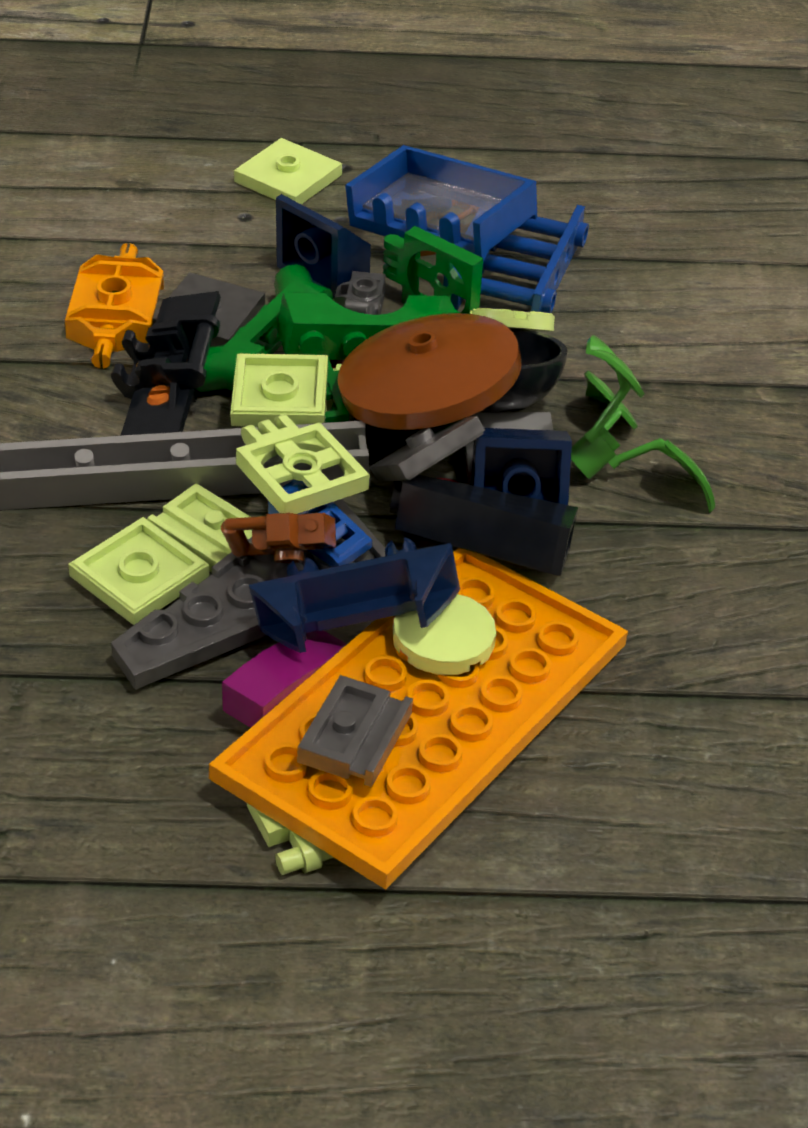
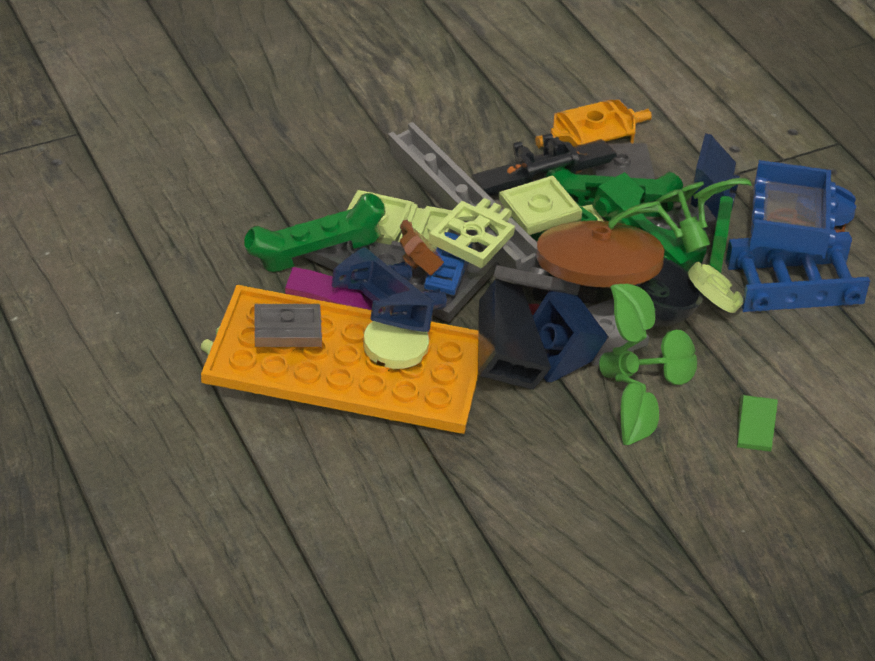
camera: 65 degrees right, 0 degrees up
(173, 591) = (279, 247): none -> green plate
(288, 171) = (794, 145): yellowish green plate -> none
(401, 302) = (691, 231): none -> bright green plant
(735, 385) = (756, 422): none -> bright green slope

